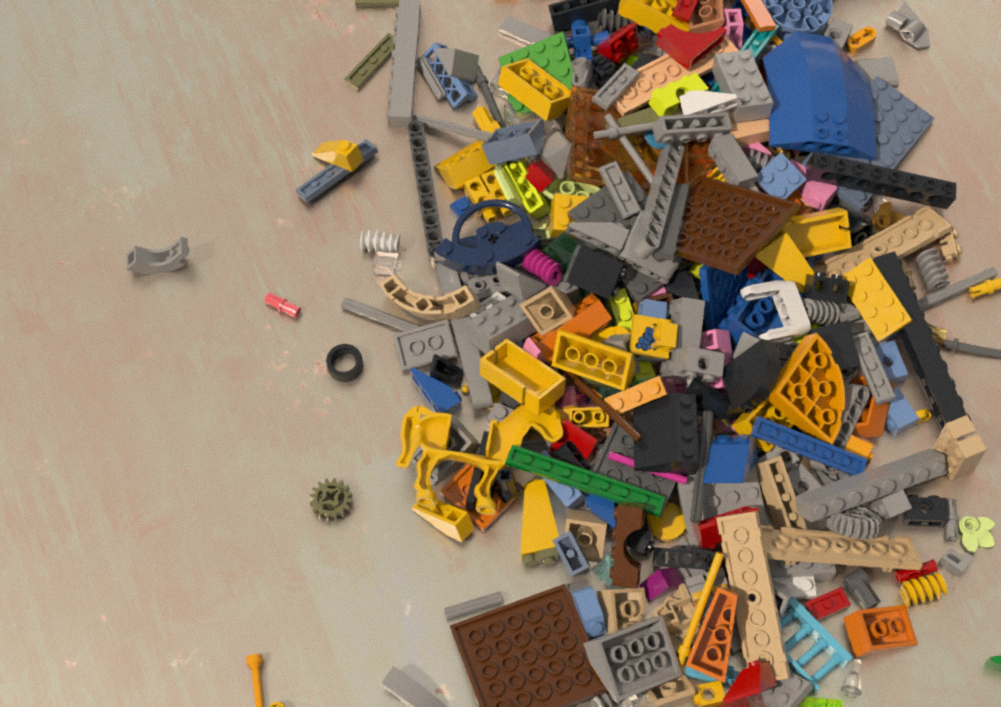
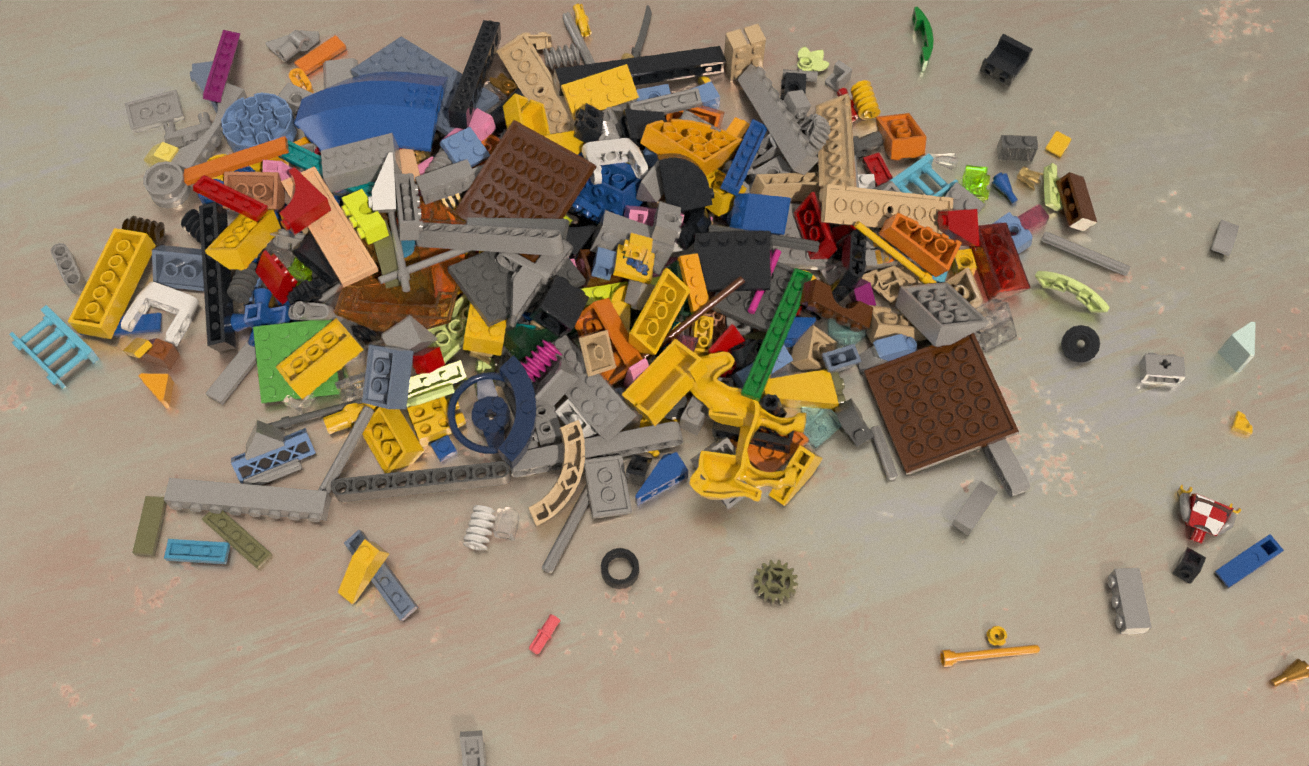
camera: 90 degrees left, 0 degrees up
(357, 34) = (197, 551): none -> dark azure plate
(500, 567) = (853, 422): none -> dark grey brick
(501, 540) = (819, 425): none -> clear light blue slope
(615, 86) = (345, 270): light grey tile -> none
(619, 190) = (472, 273): light grey tile -> none
(898, 51) = (320, 54): none -> orange tile

